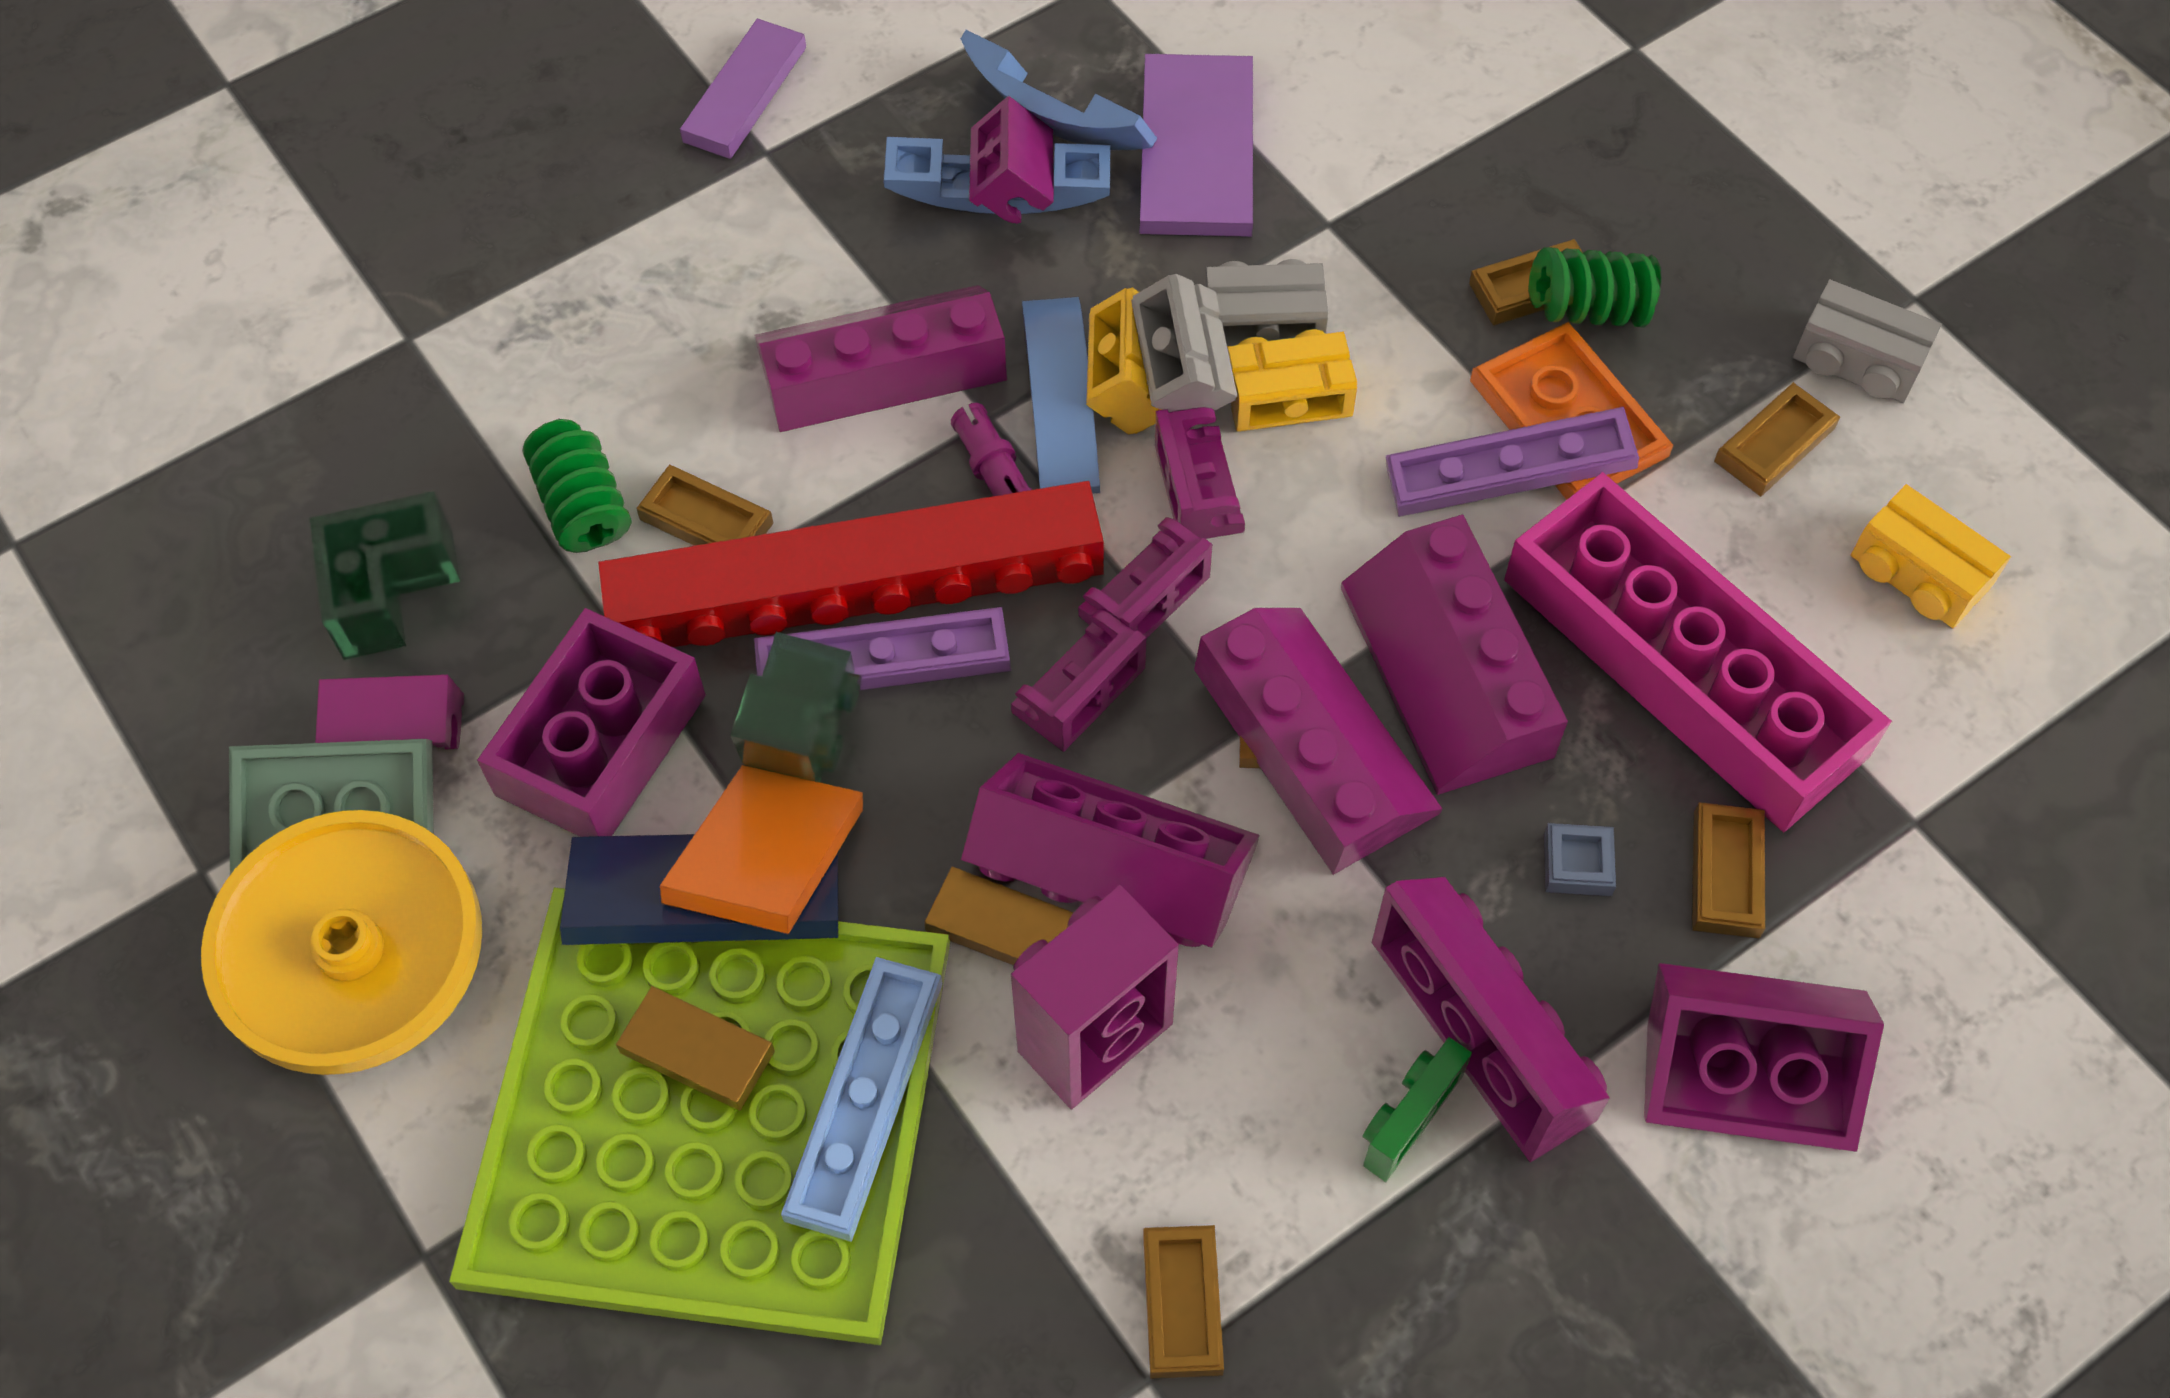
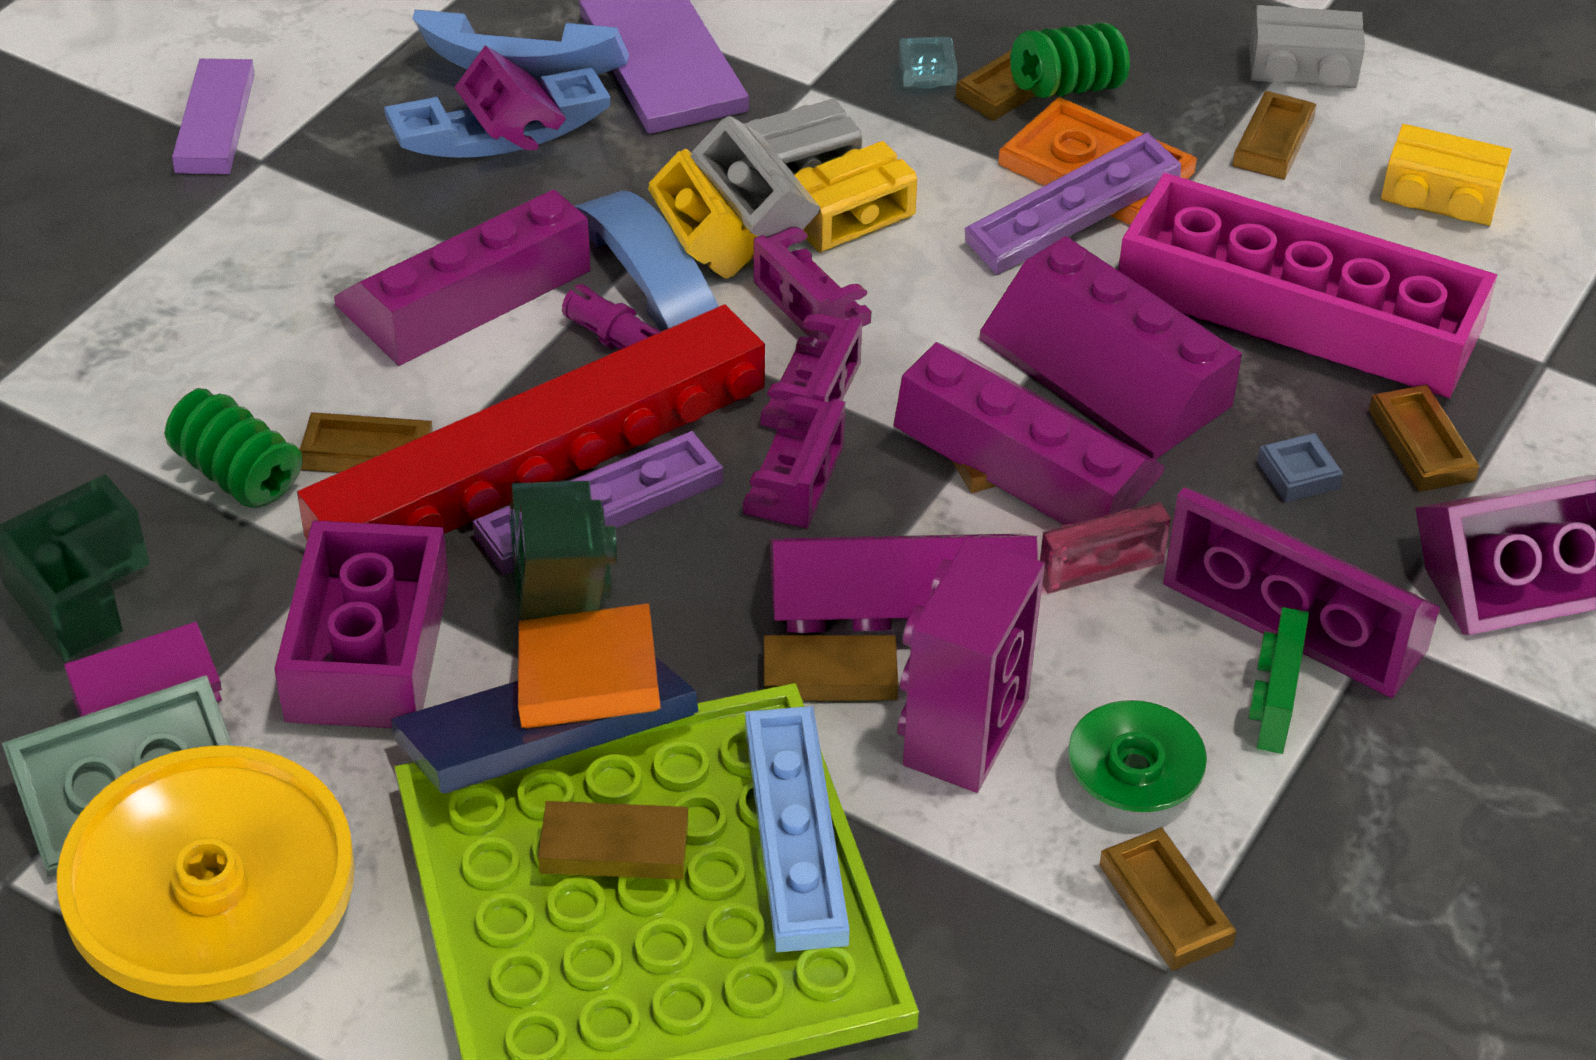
camera: 25 degrees left, 15 degrees down
(1232, 1109) = (1137, 756): none -> green dish
(1303, 887) = (1104, 547): none -> clear pink plate
(1454, 236) = (927, 62): none -> clear light blue plate

